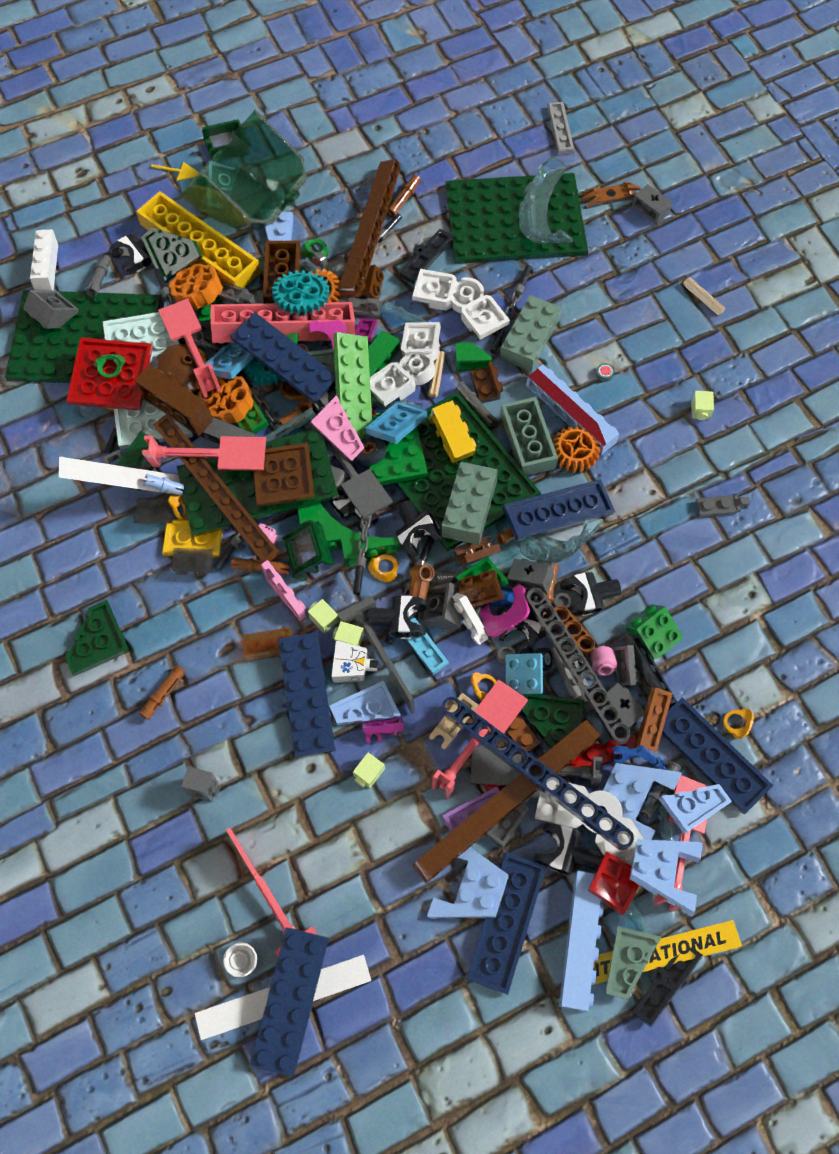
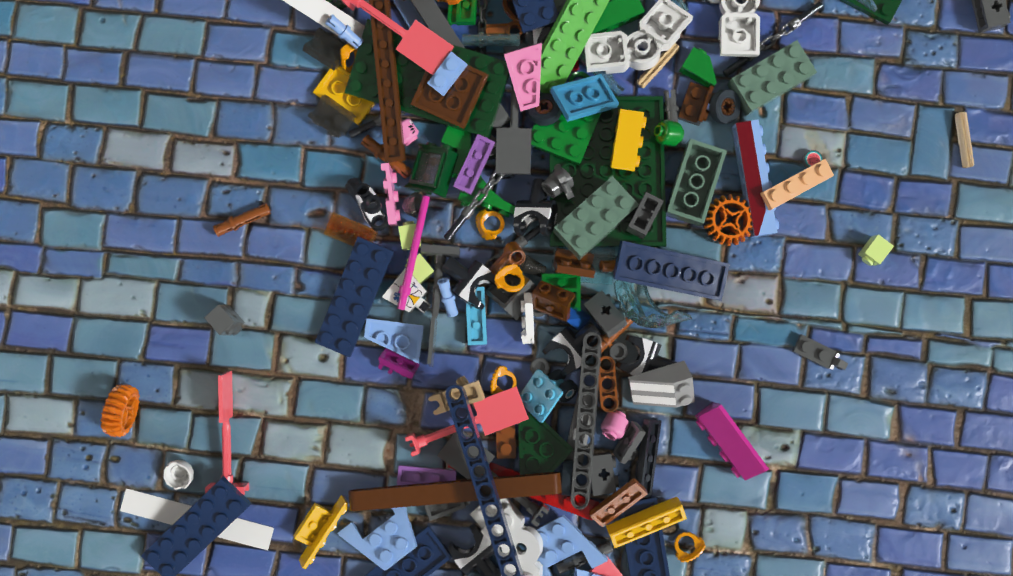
camera: 35 degrees right, 20 degrees up
(96, 640) = (215, 138): dark green plate -> none
(147, 931) = (120, 410): none -> orange gear
(265, 603) = (367, 202): none -> black connector
(273, 461) = (447, 73): none -> light blue plate
(310, 588) = (412, 204): none -> clear smoke cone
(341, 523) = (474, 164): none -> medium lavender plate
(348, 656) = (405, 289): none -> dark pink bar
(368, 771) = (364, 392): yellowish green brick -> none
(389, 643) = (447, 297): none -> light blue pin
(404, 923) = (316, 528): none -> yellow bracket
(420, 493) = (558, 182): none -> dark grey piece
(429, 585) = (509, 269): none -> light orange piece
(481, 410) = (669, 133): none -> green head
(507, 477) = (644, 216): none -> dark grey brick
(509, 364) = (732, 108): none -> black bush
(517, 613) = (565, 344): dark pink piece -> none
(607, 392) = (797, 184): none -> light nougat plate
(620, 601) = (663, 386): none -> light grey slope
(640, 751) = (573, 513): blue piece -> none
(655, 630) = (677, 427): green bracket -> none
(689, 722) = (646, 522): none -> yellow slope
(707, 610) = (730, 441): none -> dark pink slope

